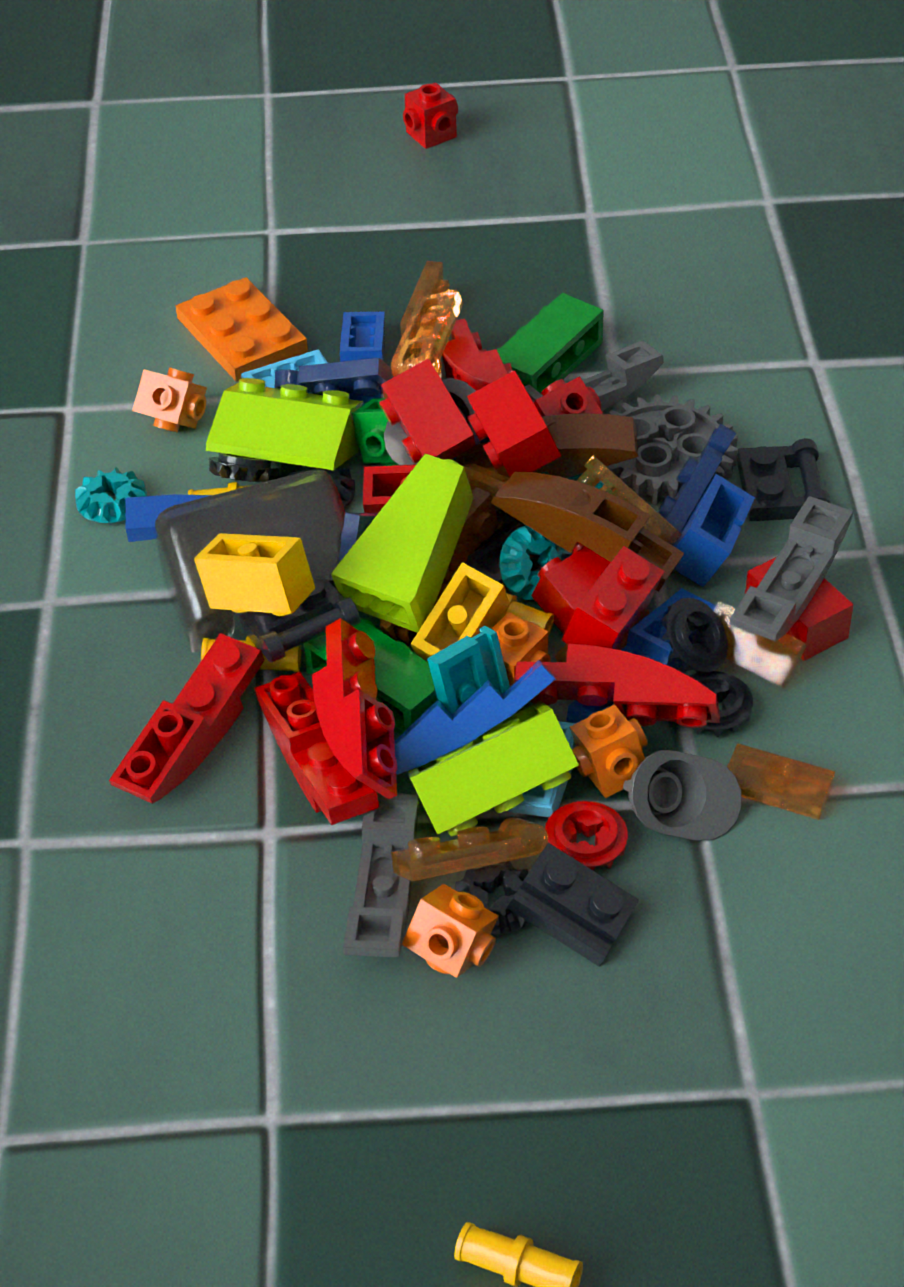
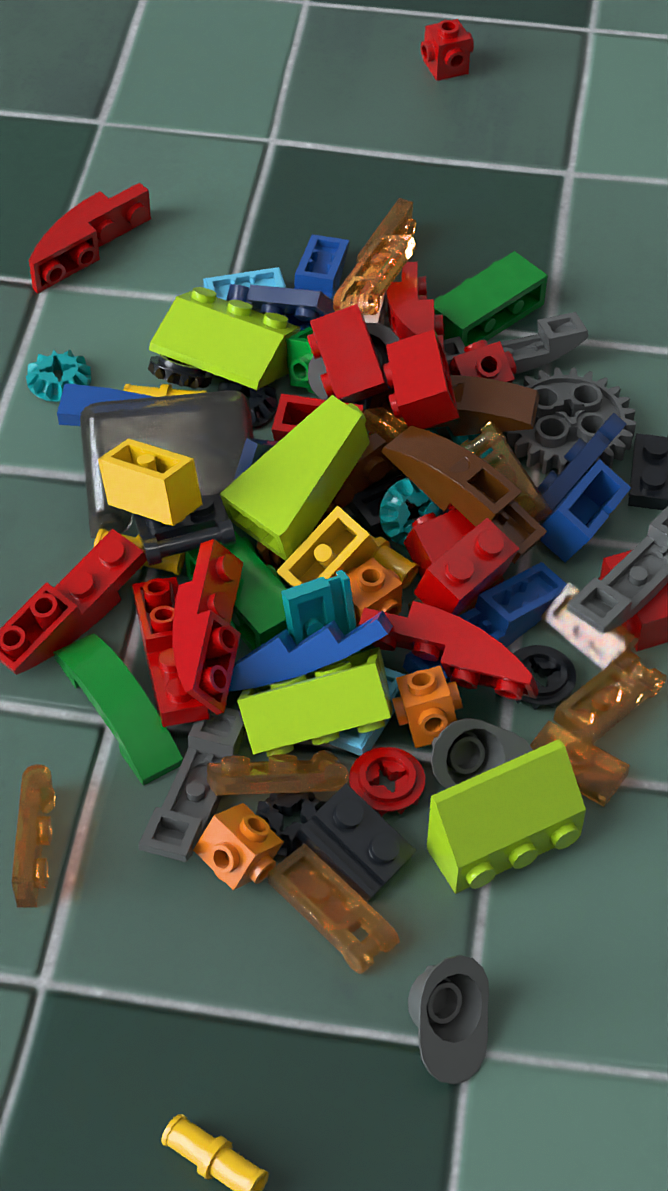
camera: 10 degrees right, 5 degrees up
(98, 346) = (79, 233): none -> red slope
(170, 399) = (132, 293): brick -> none
(220, 961) = (33, 832): none -> clear orange plate
(241, 327) = (218, 232): orange plate -> none
(280, 812) = (122, 706): none -> green slope
(568, 975) = (332, 907): none -> clear orange plate
(710, 643) = (551, 620): black gear -> none
(726, 845) = (505, 817): none -> lime slope
(730, 1056) = (451, 1017): none -> dark grey piece
(793, 709) = (608, 698): none -> clear orange plate

